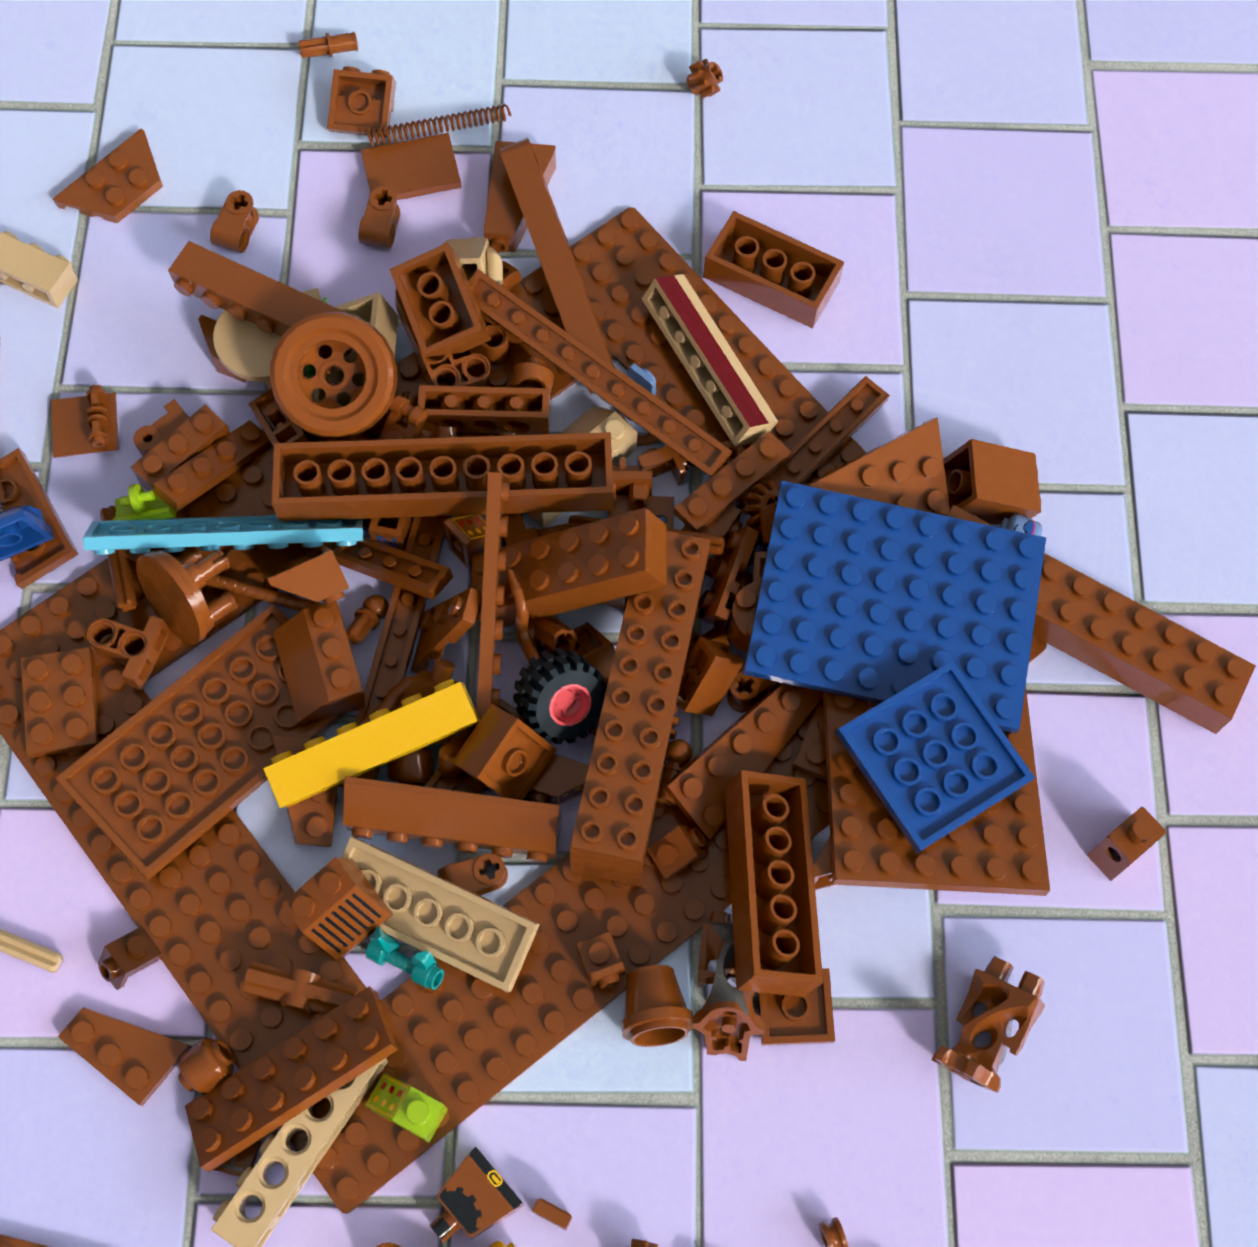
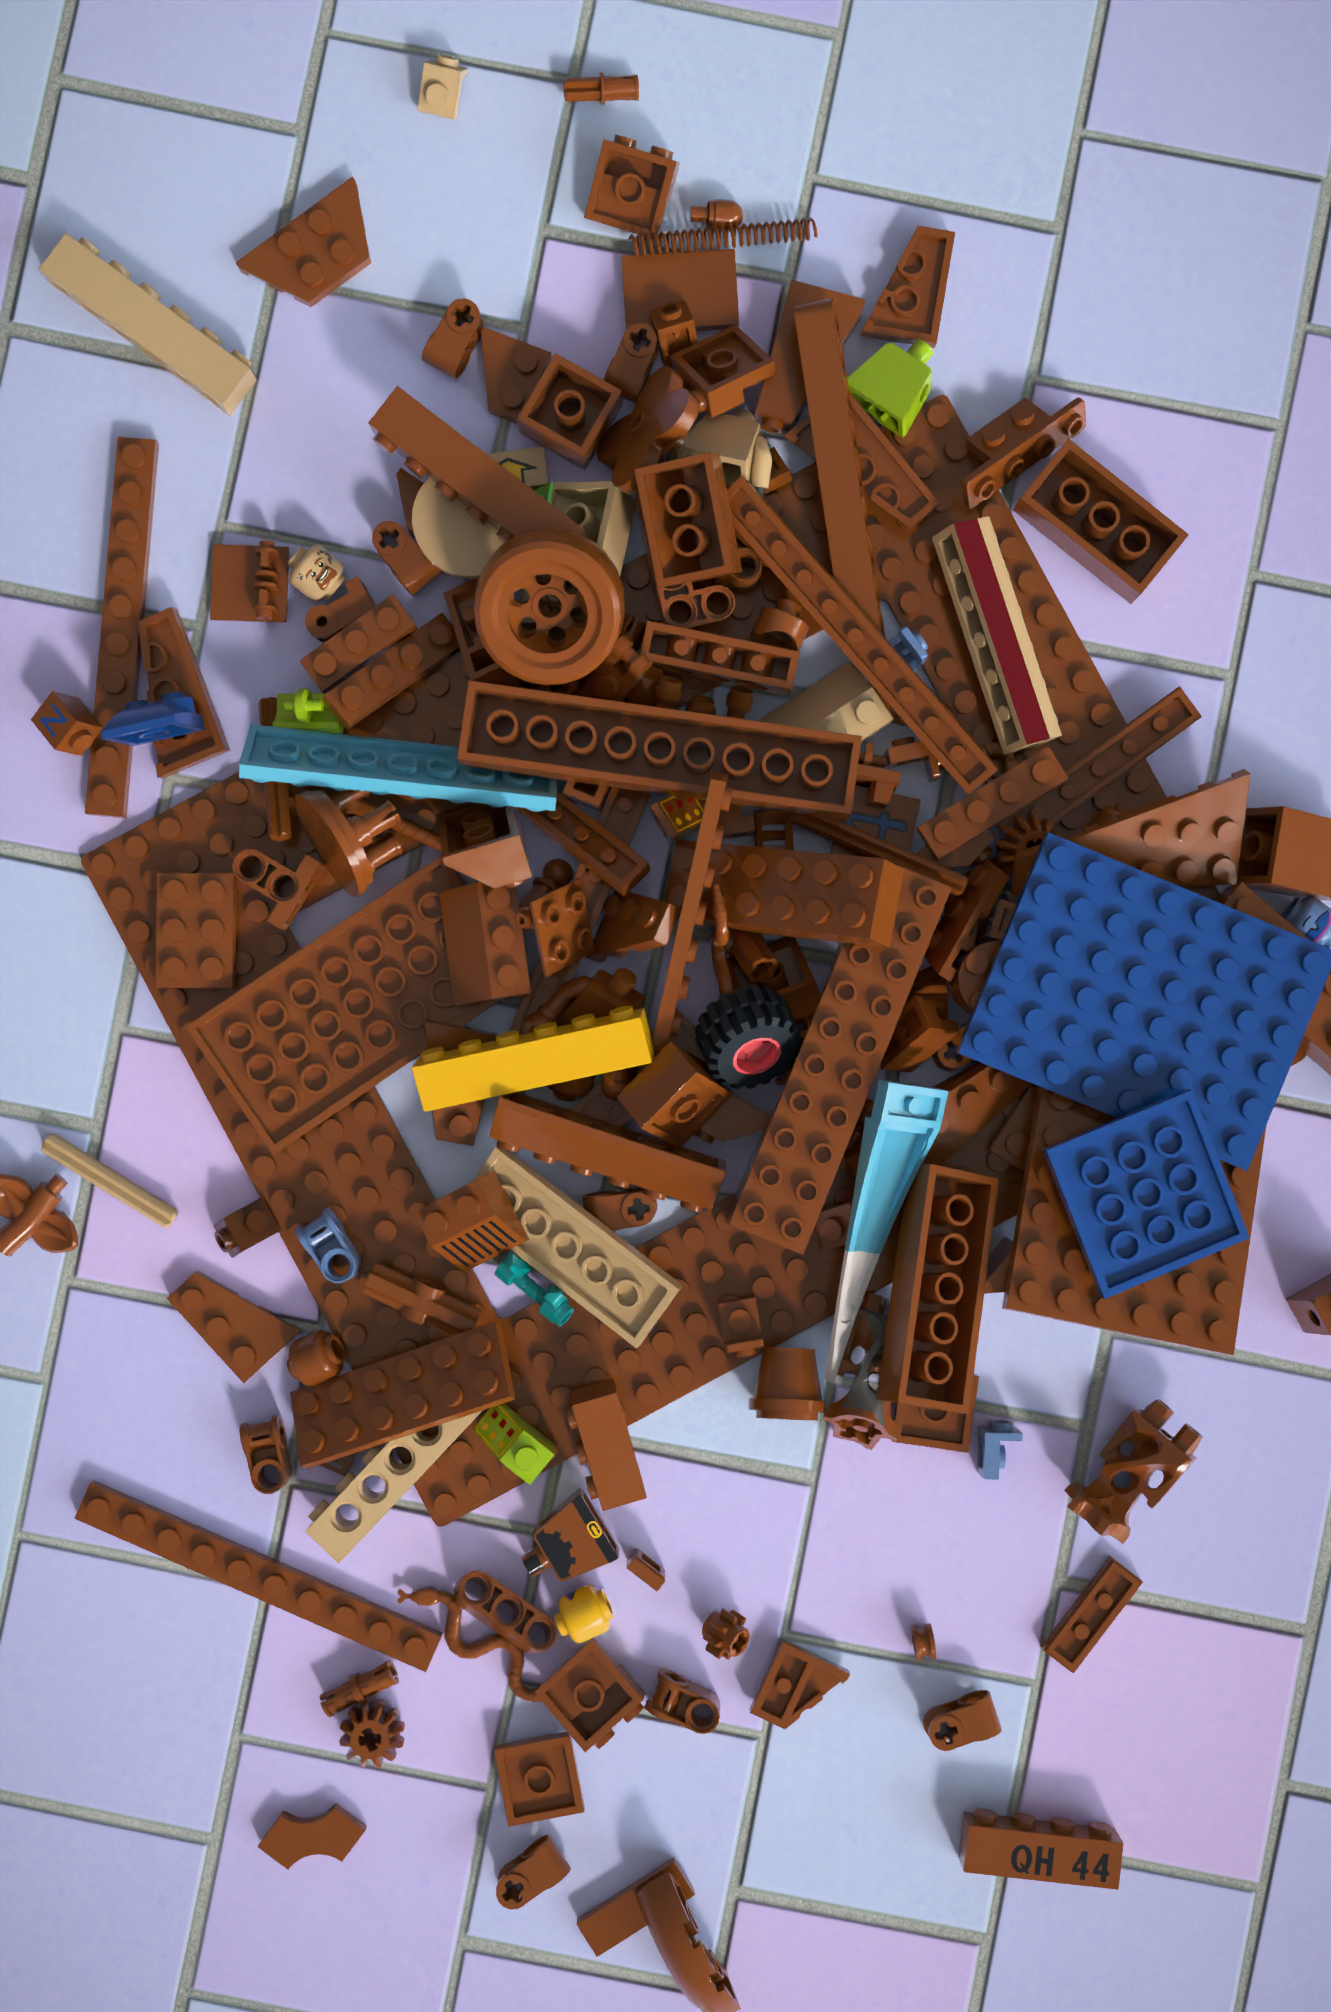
camera: 10 degrees right, 20 degrees up
(139, 404) = (316, 572): none -> tan head
(164, 1162) = (266, 1451): none -> dark orange piece
(204, 60) = (441, 86): none -> tan bracket
(204, 952) = (328, 1244): none -> medium blue piece
(212, 382) = (405, 560): none -> dark orange piece
(286, 244) = (510, 372): none -> dark orange wing
(334, 256) = (570, 411): none -> dark orange brick
(381, 634) = (560, 926): none -> dark orange hinge
(406, 241) = (648, 434): none -> dark orange plant
(412, 194) = (673, 328): none -> dark orange bracket
(431, 109) = (718, 213): none -> dark orange cylinder
(449, 210) = (721, 368): none -> dark orange plate
(493, 1095) = (605, 1445): none -> dark orange brick
(589, 202) = (894, 385): none -> lime torso
(594, 141) = (916, 291): none -> dark orange wing
(596, 261) = (884, 472): none -> dark orange wing
(695, 228) = (1016, 443): none -> dark orange bracket
(704, 78) = (1072, 224): dark orange gear -> none
(706, 767) = (891, 1153): none -> medium azure plate
(856, 1039) = (990, 1453): none -> medium blue bracket
(987, 1181) = (1091, 1614): none -> dark orange tile

